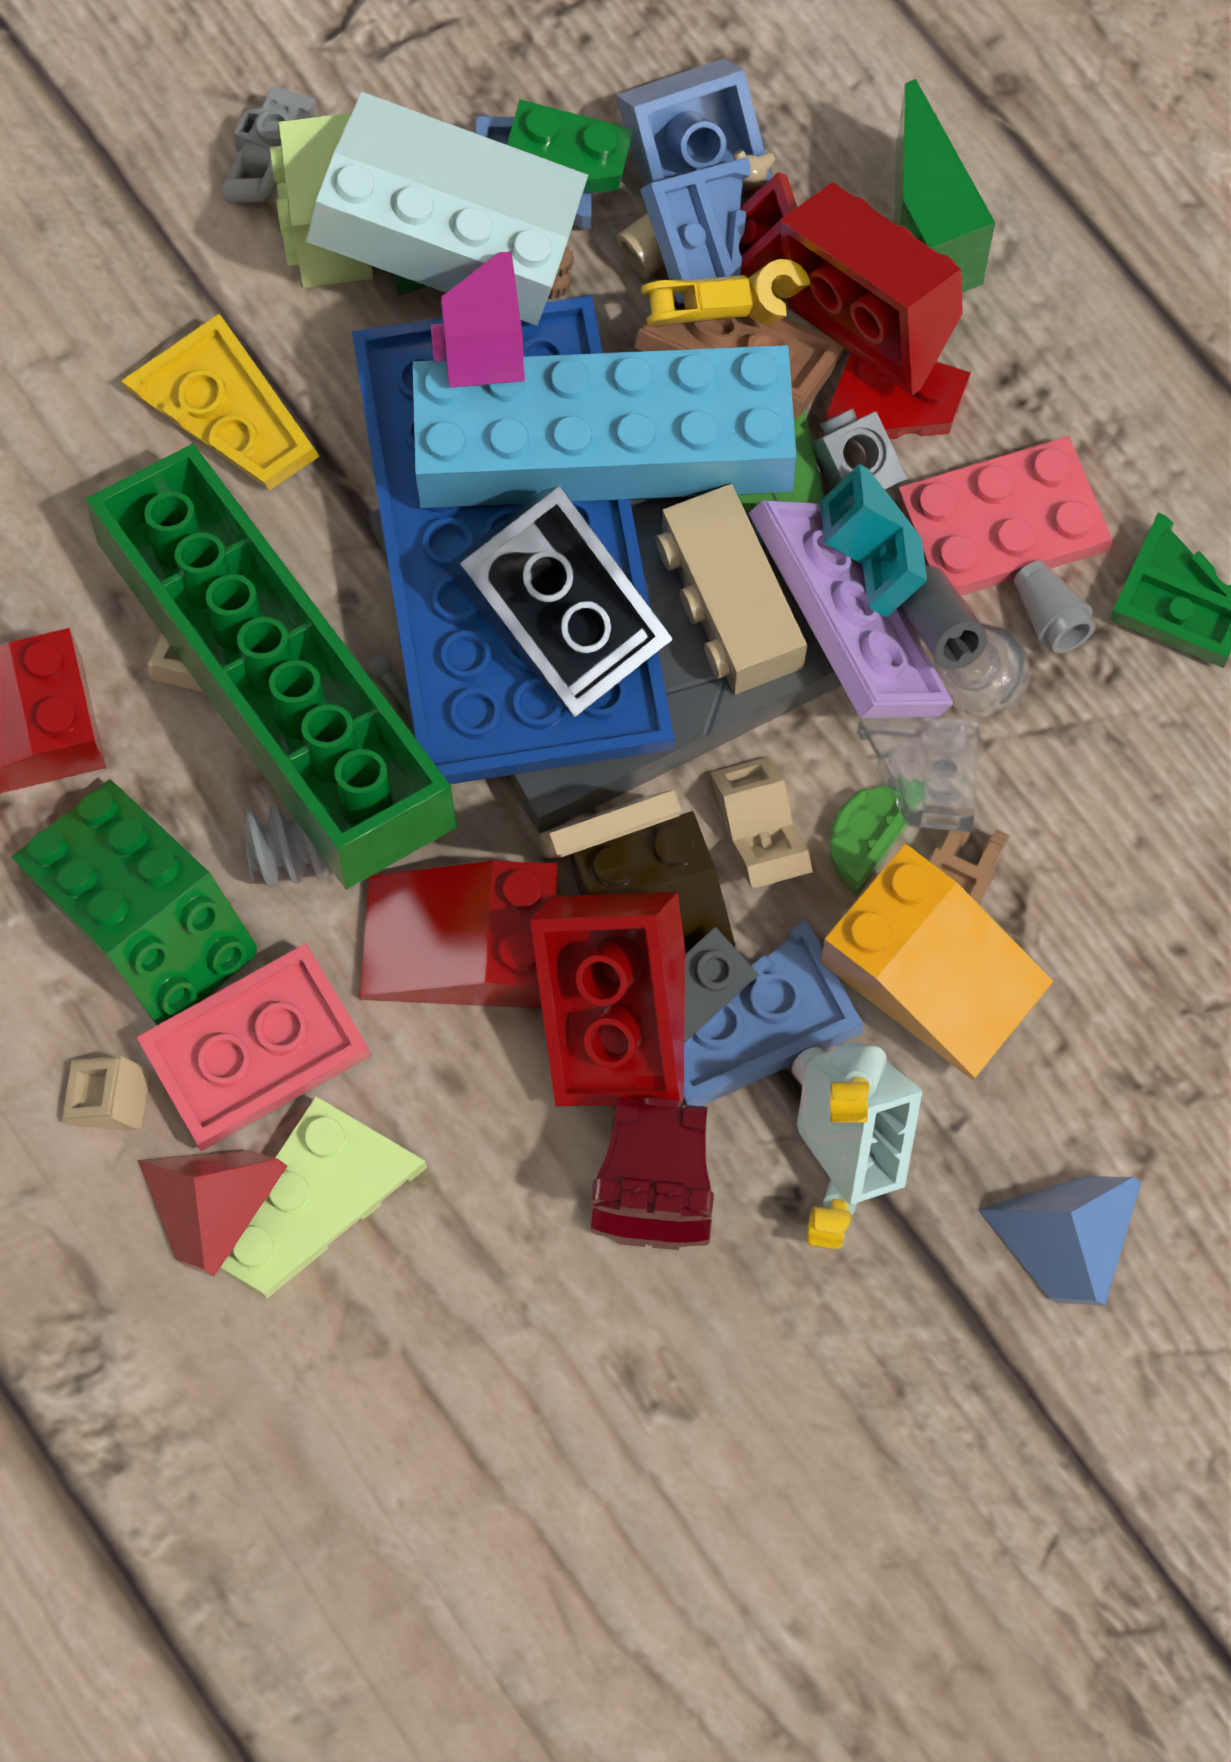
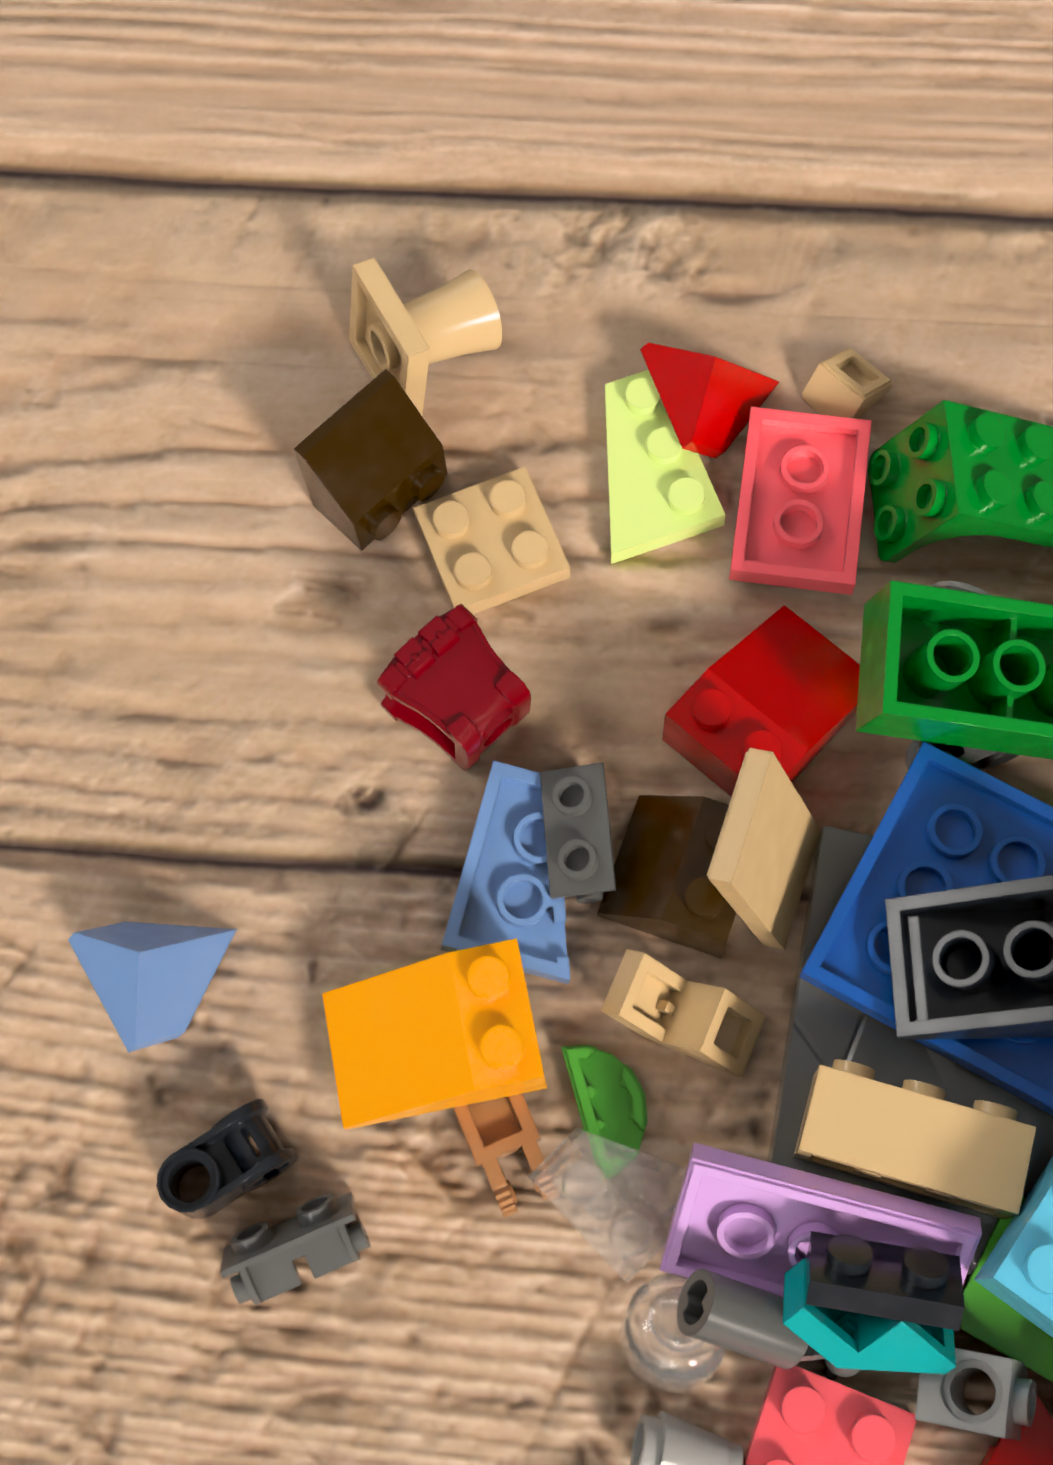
camera: 135 degrees right, 0 degrees up
(363, 1486) = (422, 331): none -> tan plant
(489, 1275) = (492, 542): none -> tan plate
(509, 1411) = (371, 462): none -> dark brown slope
(612, 996) = (620, 752): red slope -> none
(845, 538) = (884, 1280): none -> black plate
(859, 1126) = (362, 864): light aqua torso -> none
(1144, 1051) = (229, 1160): none -> black piece
(1177, 973) = (268, 1253): none -> dark grey hinge

